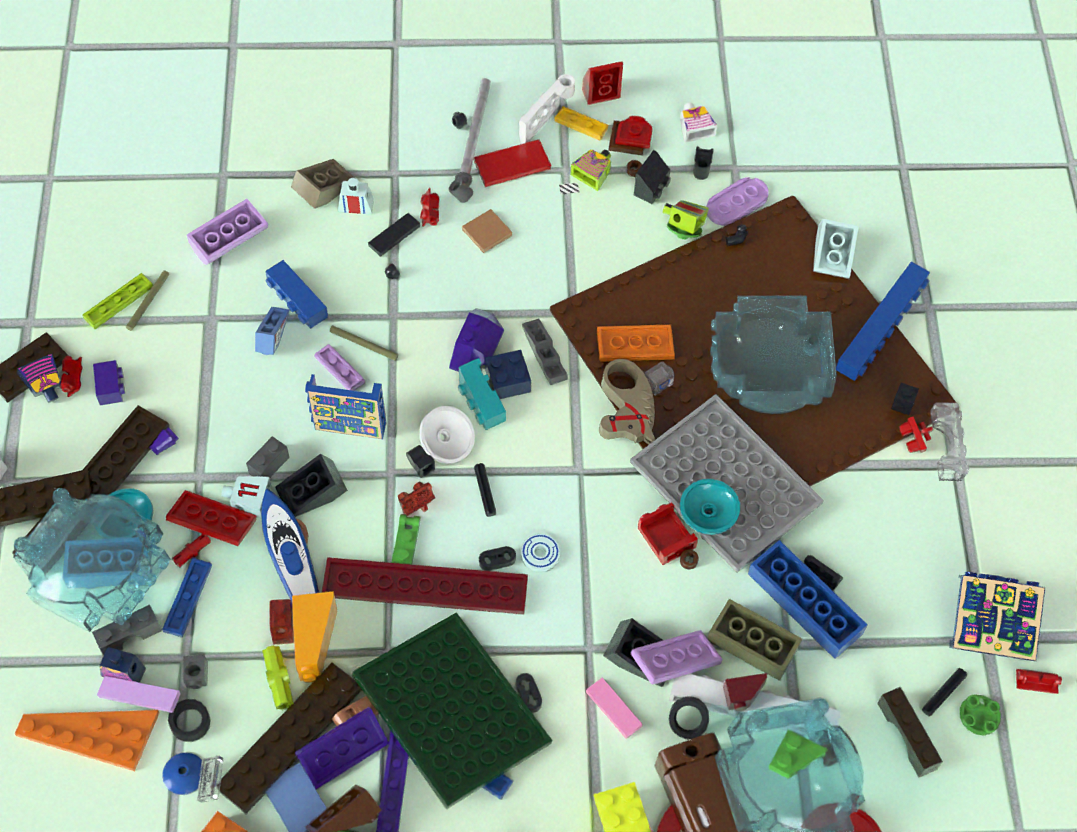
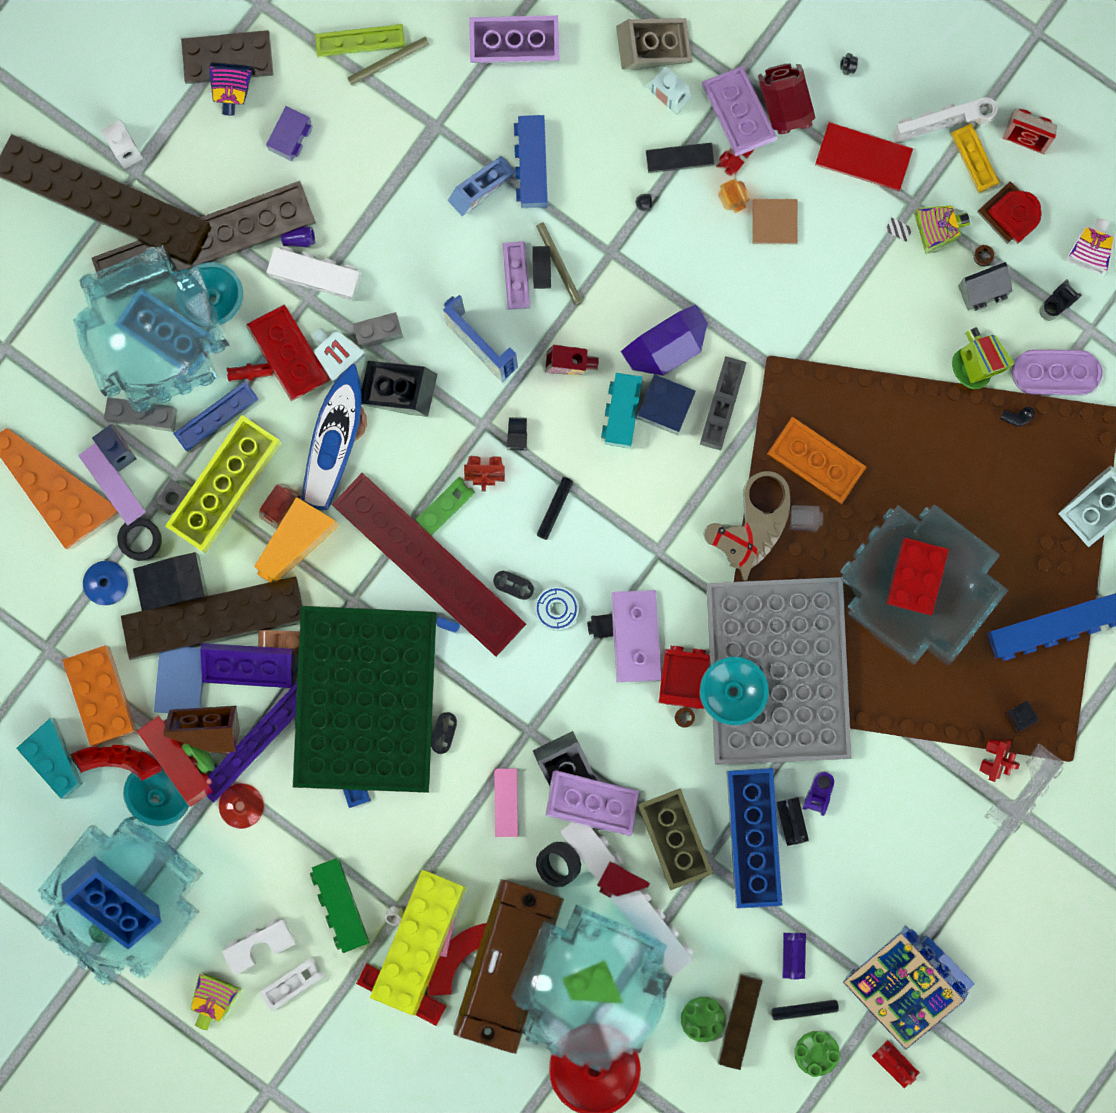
camera: 45 degrees right, 25 degrees up
(71, 382) = (254, 108): red hinge -> none
(192, 456) = (314, 273): none -> white brick
(210, 779) = (121, 607): clear tile -> none
(228, 635) = (223, 484): none -> neon yellow brick
(236, 731) = (170, 581): none -> black slope
(277, 677) = (240, 556): lime piece -> none
(354, 346) = (541, 267): none -> black tyre
(411, 182) = (739, 111): none -> lavender tile
(418, 390) = (560, 360): none -> dark red torso
(436, 157) = (786, 98): none -> dark red brick
(448, 230) = (734, 195): none -> clear orange head
(457, 434) = (564, 440): white dish -> none
(460, 186) = (784, 153): flat silver piece -> none
(472, 615) = (448, 625): none -> blue tile
(583, 540) = (601, 626): none -> black bracket
(611, 529) = (636, 636): none -> lavender plate
(763, 355) = (917, 576): none -> red brick
(824, 543) = (818, 794): none -> dark purple piece
(883, 752) = (703, 1019): none -> bright green dish
(903, 660) = (794, 956): none -> dark purple hinge

